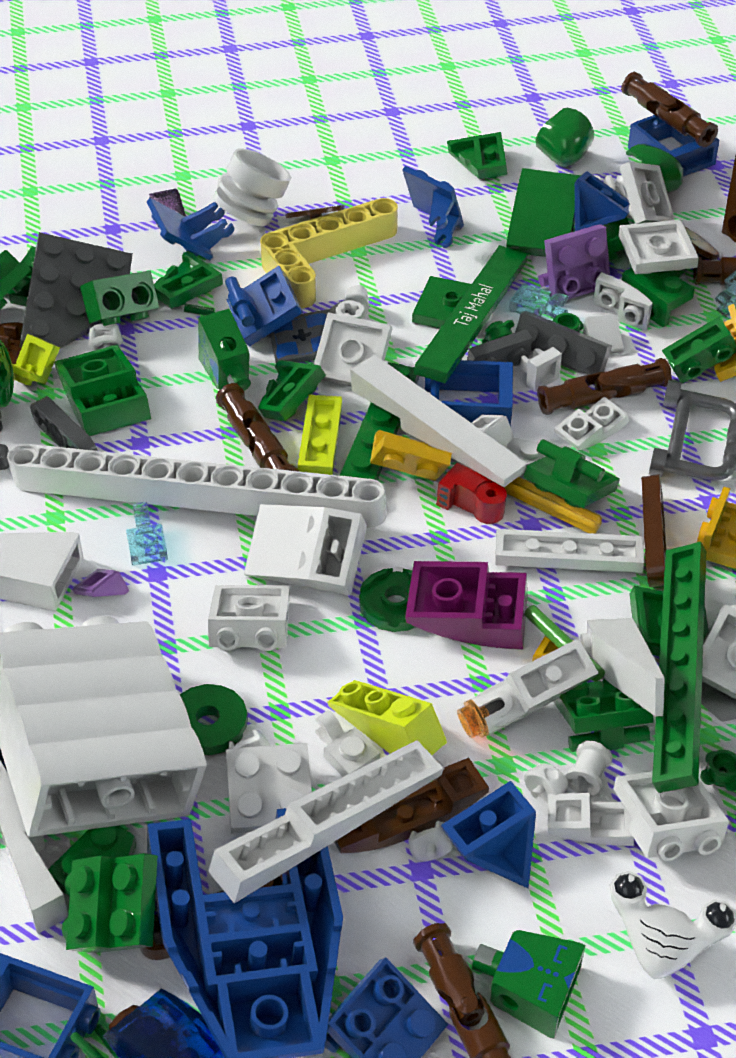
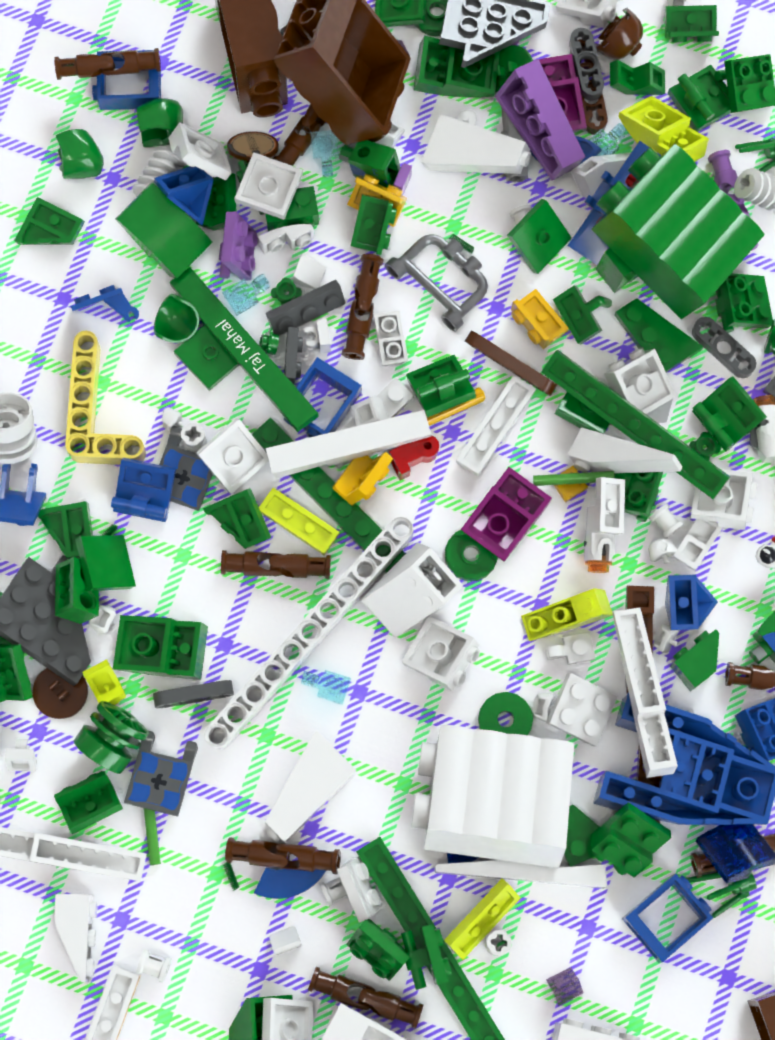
camera: 65 degrees left, 30 degrees up
(102, 583) = (354, 735): medium lavender slope -> none
(163, 307) = (105, 562): none -> green tile
(227, 363) = (176, 541): green torso -> none
(314, 213) = (50, 392): reddish brown piece -> none
(426, 890) = (699, 662): none -> green slope
(463, 264) = (176, 320): none -> green helmet

